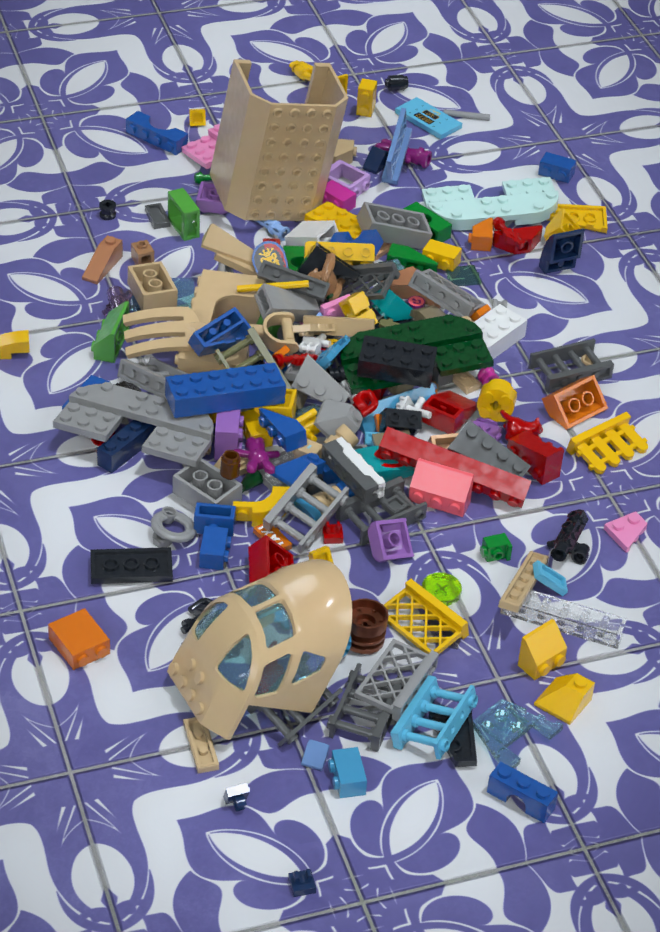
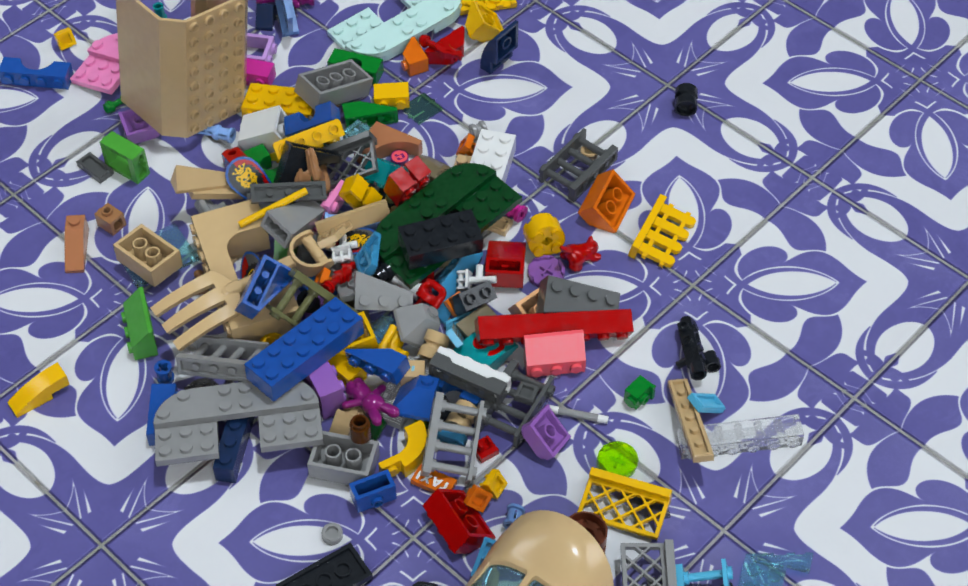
camera: 25 degrees left, 10 degrees up
(107, 209) = (42, 182): black wheel -> none
(109, 373) = (166, 368): none -> blue bush
(115, 298) = (121, 285): clear purple pin -> none
(168, 516) = (324, 505): light grey piece -> none
(214, 548) = (390, 521): blue brick -> none
(297, 557) = (477, 498): none -> orange tile
(362, 437) = (454, 334): none -> medium azure tile
(392, 309) = (403, 184): none -> red piece
(432, 543) = (579, 414): none -> light grey bar
(445, 293) = (425, 139): light grey fence -> none
(541, 456) = (611, 276): red wedge -> none
(542, 650) = (750, 486): yellow slope -> none
(566, 697) = (794, 521): yellow slope -> none
(626, 529) = (732, 316): bright pink wing -> none

